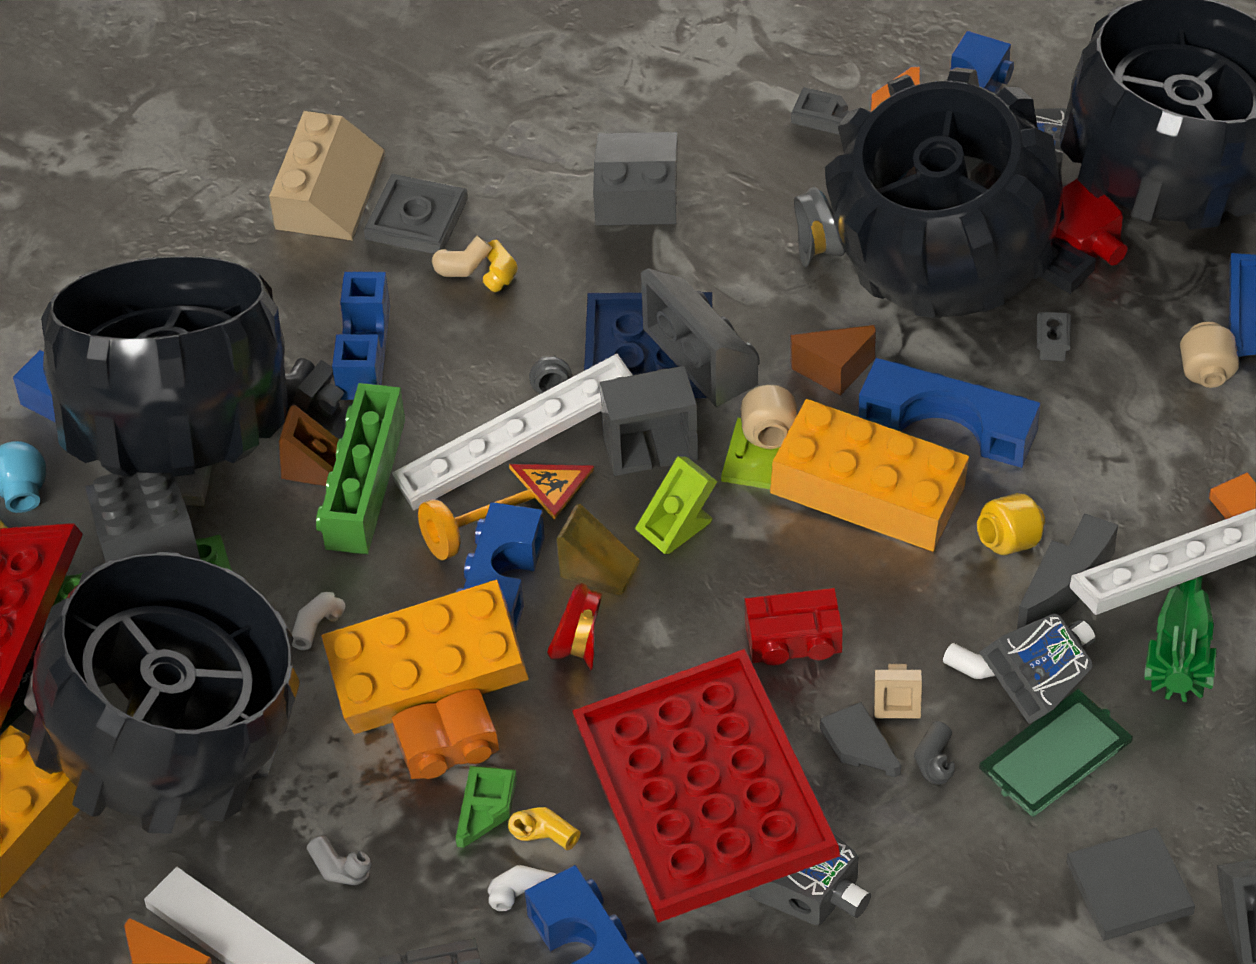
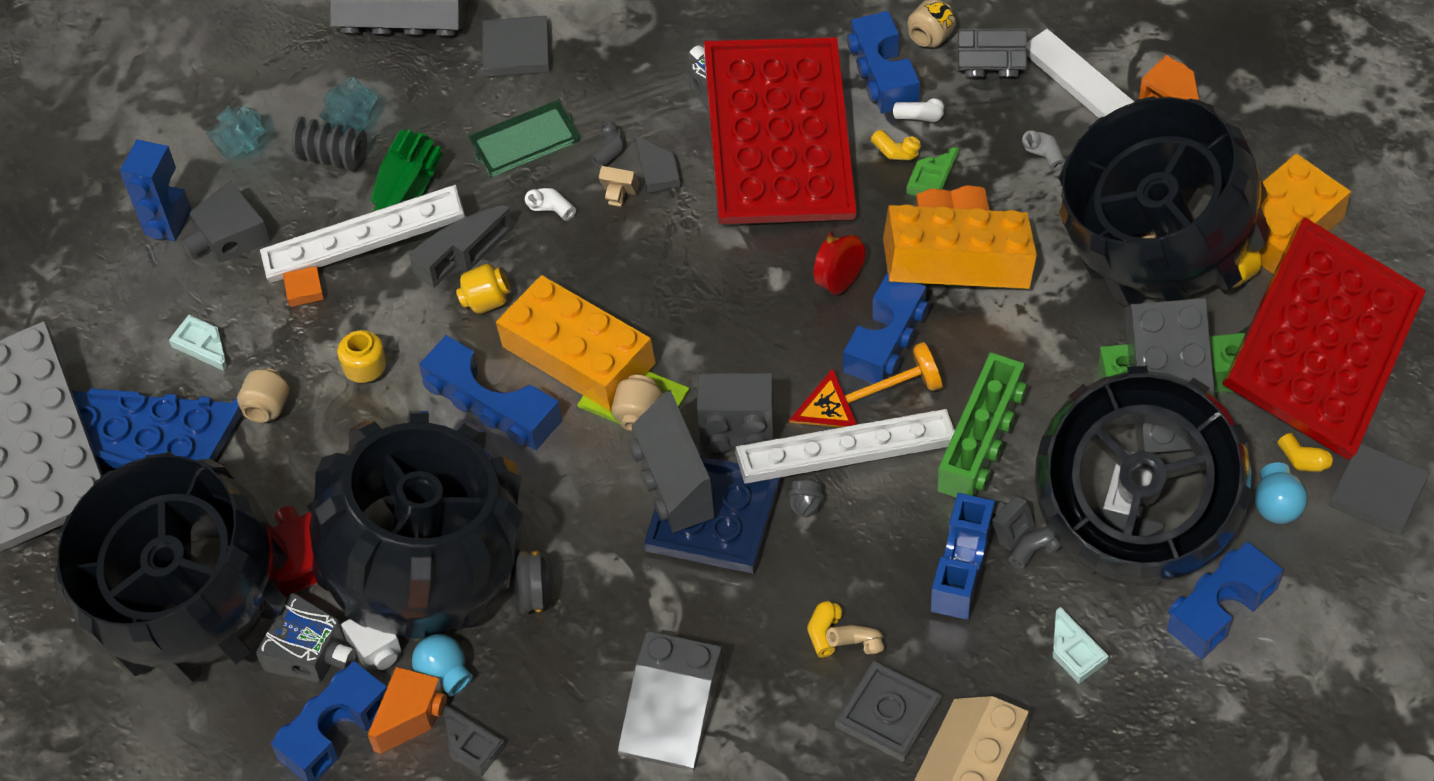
camera: 165 degrees left, 5 degrees up
(306, 449) = (1018, 460): dark orange slope -> none
(311, 614) = (1037, 331): white arm -> none
(594, 554) = (811, 329): clear yellow slope -> none
(676, 507) = (733, 350): lime slope -> none
(793, 626) = (675, 244): red brick -> none
(833, 356) = (560, 462): dark orange slope -> none
(1040, 663) = (509, 173): dark grey torso -> none
(1116, 411) = (362, 356): none -> yellow head

